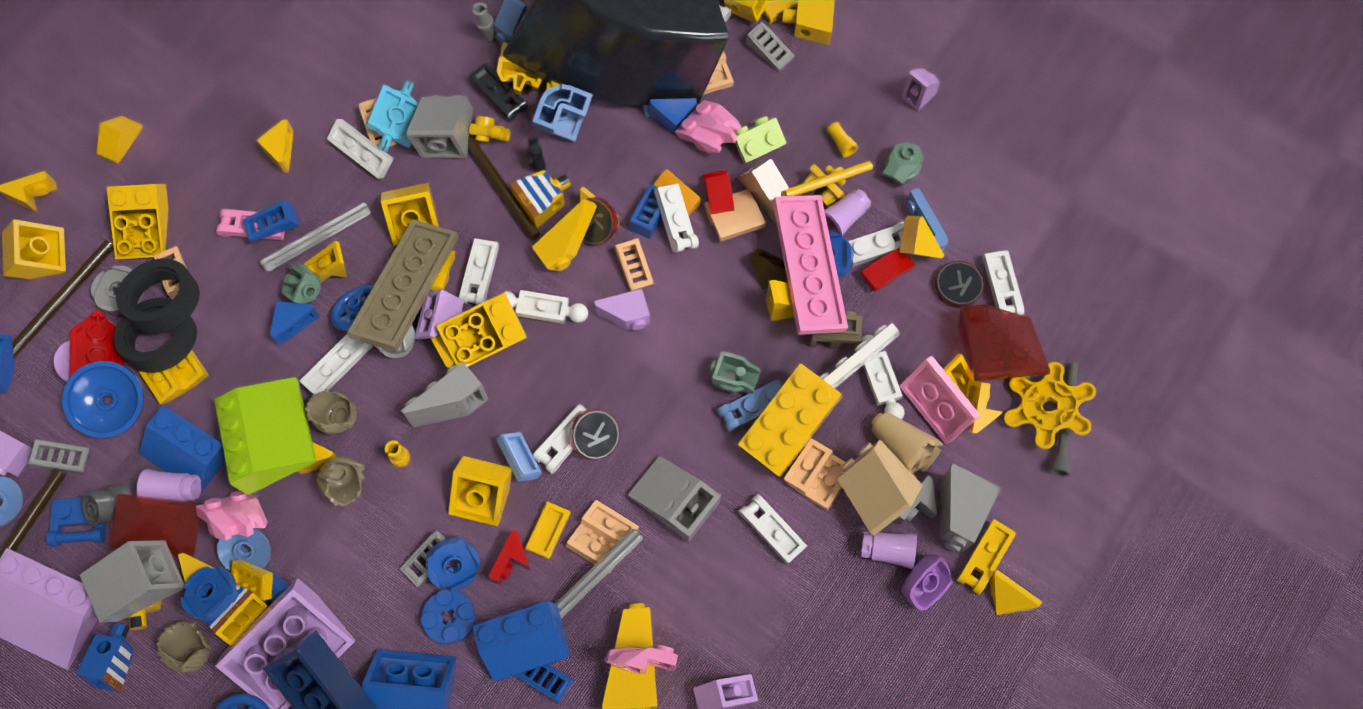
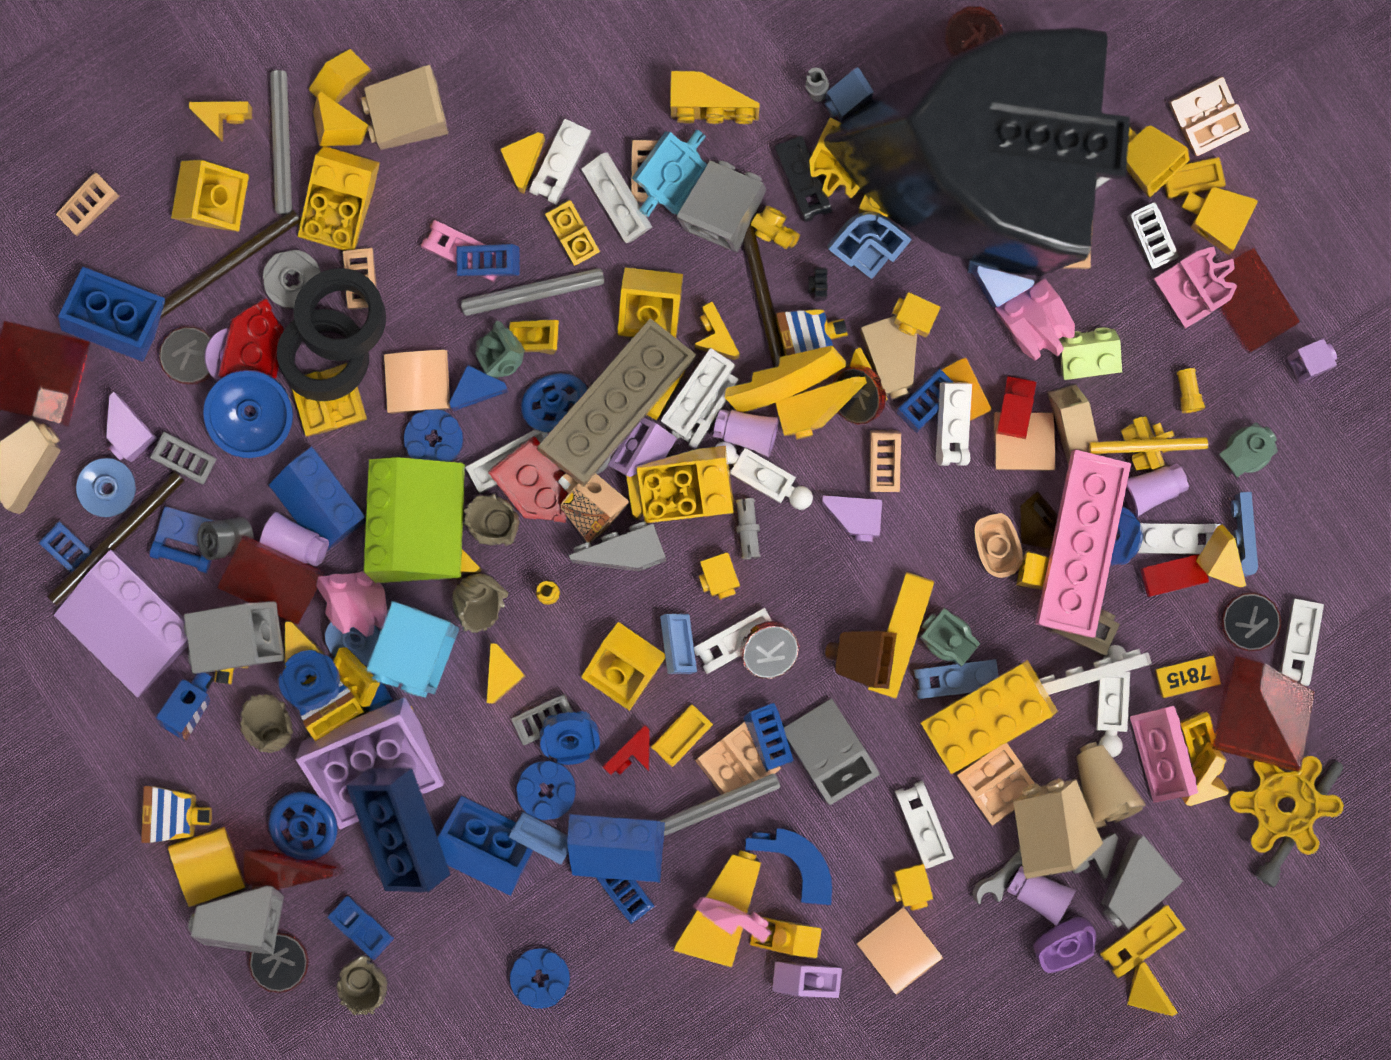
camera: 25 degrees right, 15 degrees up
(40, 379) = (183, 355): none -> black tile
(83, 196) = (281, 143): none -> light grey axle
(124, 167) = (336, 125): none -> yellow slope
(174, 138) = (405, 109): none -> tan slope
(241, 331) = (417, 381): none -> light nougat slope
(267, 356) = (423, 425): none -> blue plate
(290, 531) = (412, 650): none -> medium azure hose
(309, 139) = (560, 160): none -> white plate
(333, 185) = (572, 232): none -> yellow slope
(359, 373) = (531, 482): none -> tile
(380, 534) = (502, 674): none -> yellow slope
(408, 56) = (703, 97): none -> yellow slope
(409, 369) = (591, 506): none -> light nougat torso
(455, 658) = (540, 838): none -> medium blue tile
(468, 260) = (697, 393): none -> white plate
(472, 220) = (721, 339): none -> yellow slope
(518, 276) = (747, 430): none -> lavender plant
(530, 228) = (792, 376): none -> yellow slope
(534, 392) = (719, 576): none -> yellow brick
(545, 350) = (748, 528): none -> light grey pin
(608, 180) = (891, 355): none -> tan slope
(616, 145) = (915, 315): none -> yellow brick
(625, 498) = (775, 723): none -> blue slope
(672, 409) = (864, 657): none -> reddish brown torso
(685, 589) = (814, 870): none -> blue arch
(696, 387) = (906, 623): none -> yellow slope
(697, 663) = (790, 938): none -> yellow slope
(745, 292) = (998, 545): none -> light nougat piece
(783, 581) = (912, 887): none -> yellow brick
(793, 640) = (899, 950): none -> light nougat slope
(816, 66) = (1197, 286): none -> bright pink plate
(851, 552) = (998, 881): none -> light grey piece
(858, 66) = (1258, 305): none -> clear red tile
(930, 340) = (1187, 676): none -> yellow tile

